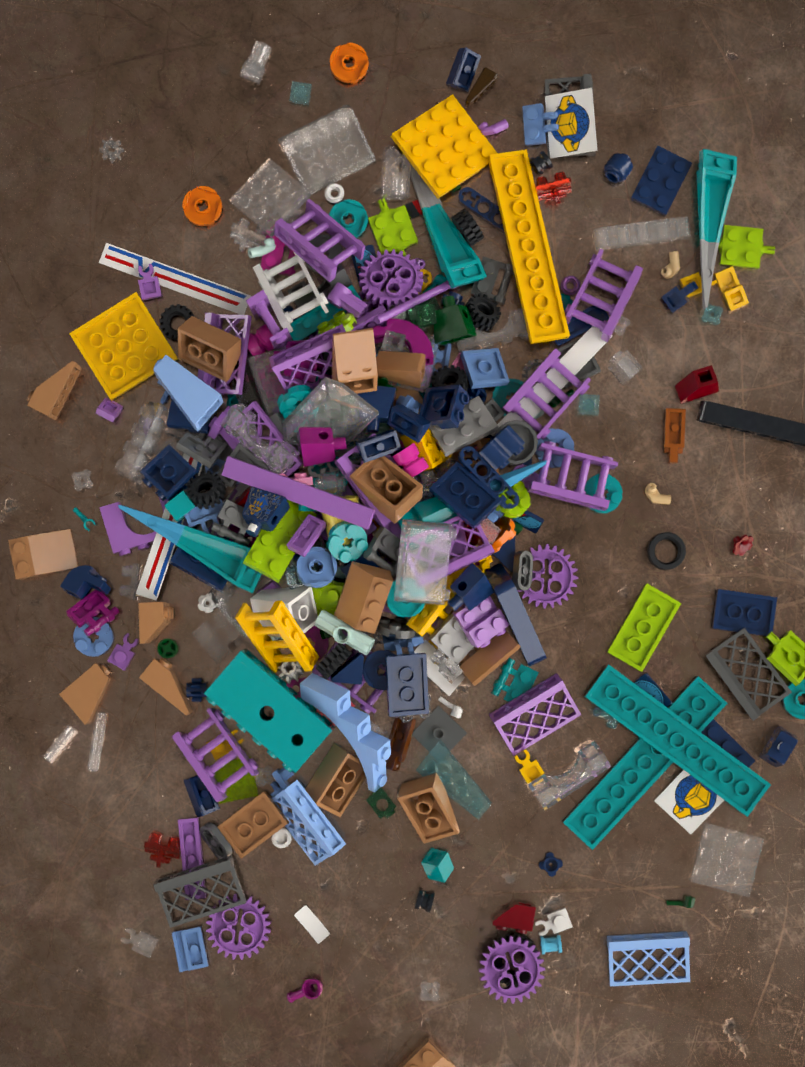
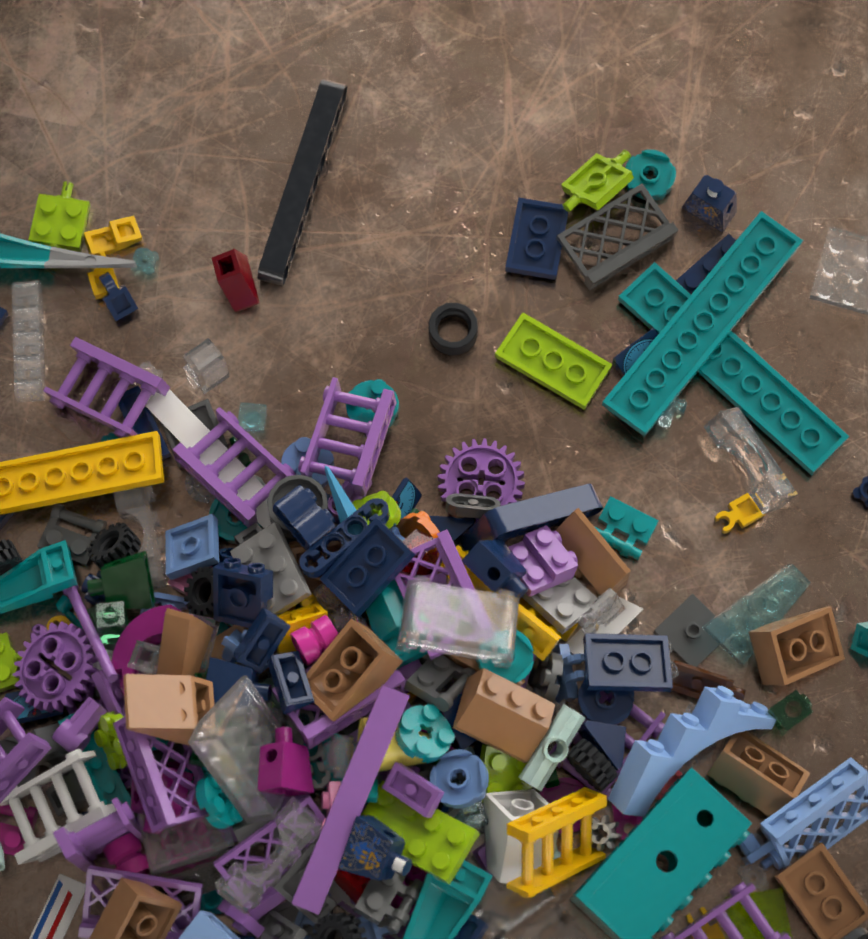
camera: 85 degrees left, 15 degrees down
(281, 838) = (843, 855): white tile -> none
(456, 710) = (663, 607): white hand -> none
(530, 699) = (653, 508): medium lavender fence -> none
(570, 279) = (86, 428): medium lavender plate -> none
(654, 495) = (379, 341): tan arm -> none
(673, 267) = (76, 305): tan arm -> none
(674, 433) = (298, 312): dark orange hinge -> none
(688, 801) = (782, 317): sticker -> none
(742, 544) = (448, 236): dark red plant -> none

